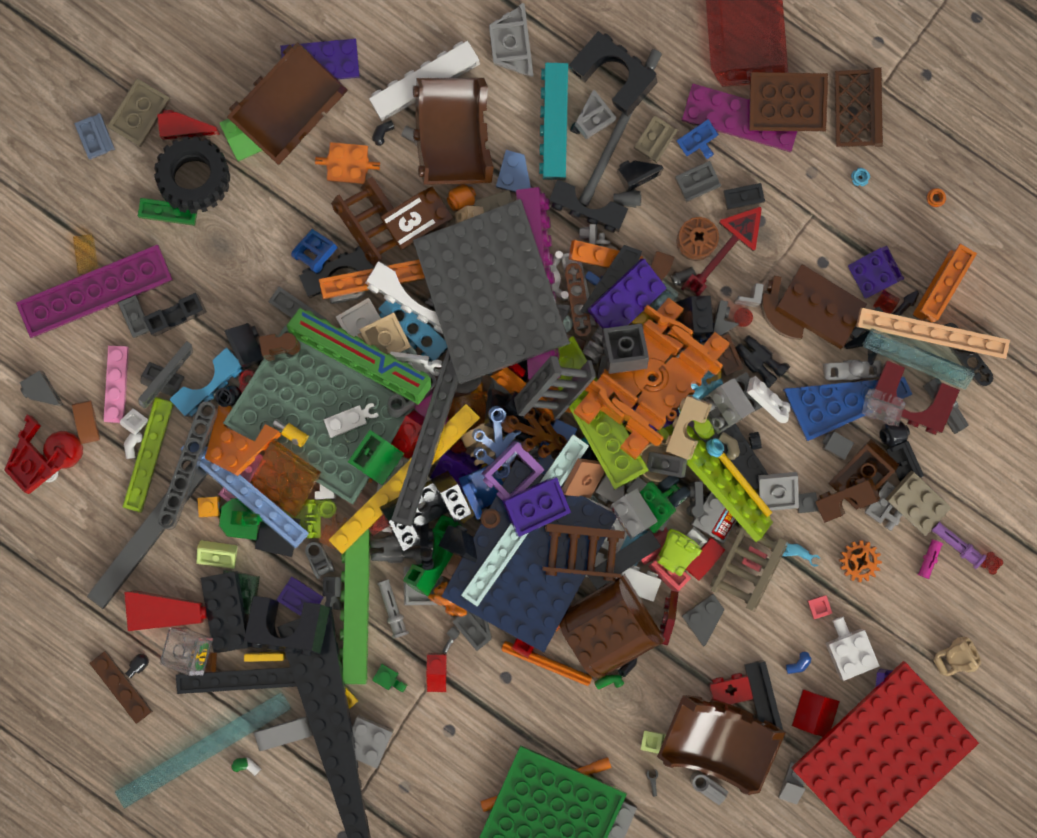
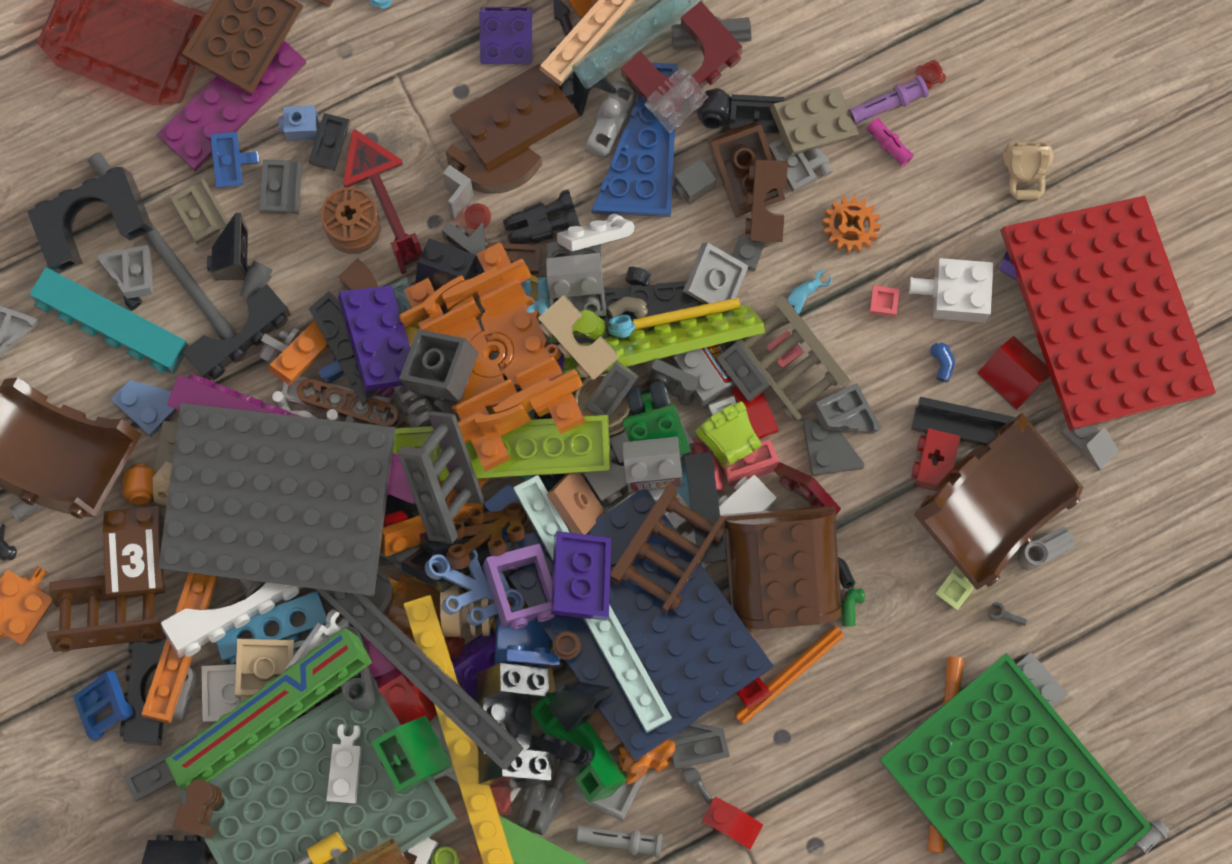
camera: 65 degrees left, 10 degrees down
(682, 276) = (387, 268): dark grey pin -> none
(725, 540) = (744, 371): none -> dark grey plate
(733, 618) = (846, 412): none -> dark grey wing
(746, 170) = (299, 123): none -> medium blue brick
(886, 302) = (548, 38): clear red plate -> none

